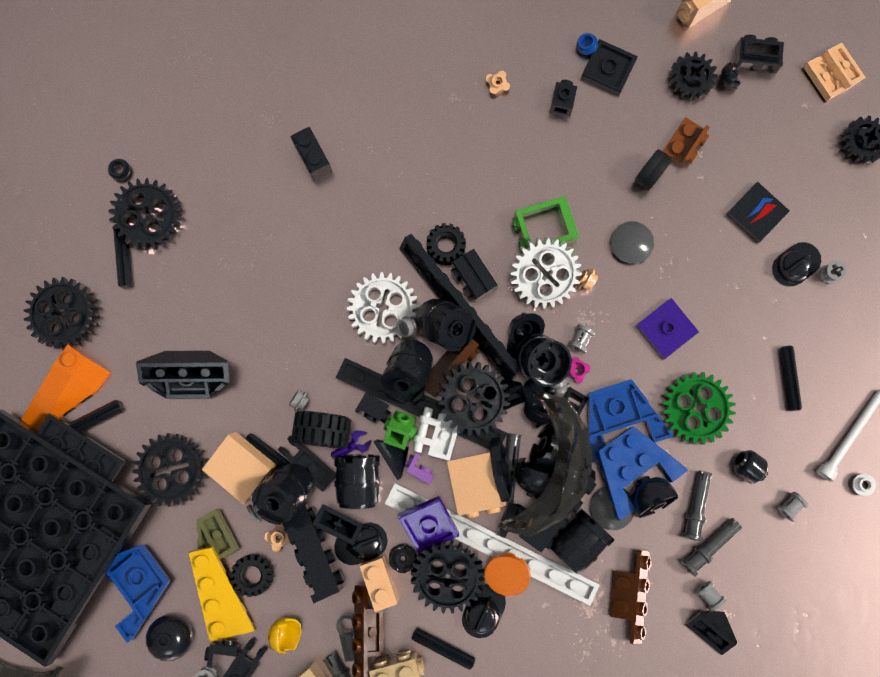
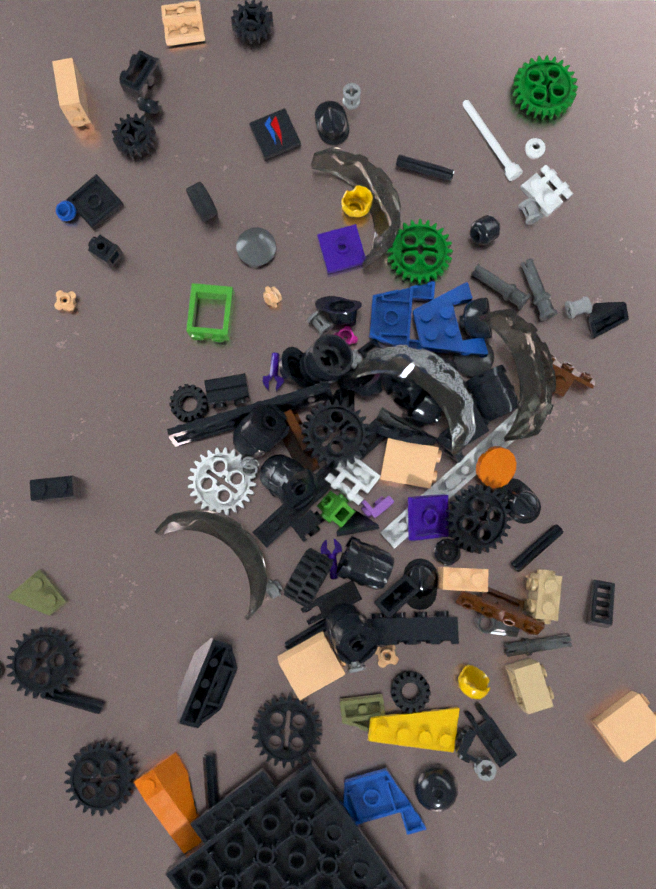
camera: 65 degrees left, 0 degrees up
(207, 182) = (39, 594): none -> olive wing
(334, 341) = (235, 537): none -> clear smoke windscreen
(510, 313) = (273, 373): none -> dark purple bar
(559, 259) = (258, 346): white gear -> none
(603, 352) = (341, 310): none -> black piece
(622, 575) = (533, 367): none -> clear smoke windscreen
(685, 141) = (189, 165): dark orange bracket -> none
(722, 323) = (357, 202): none -> yellow hair
(744, 336) = (386, 202): none -> clear smoke windscreen
(816, 513) = (546, 199): none -> white plate

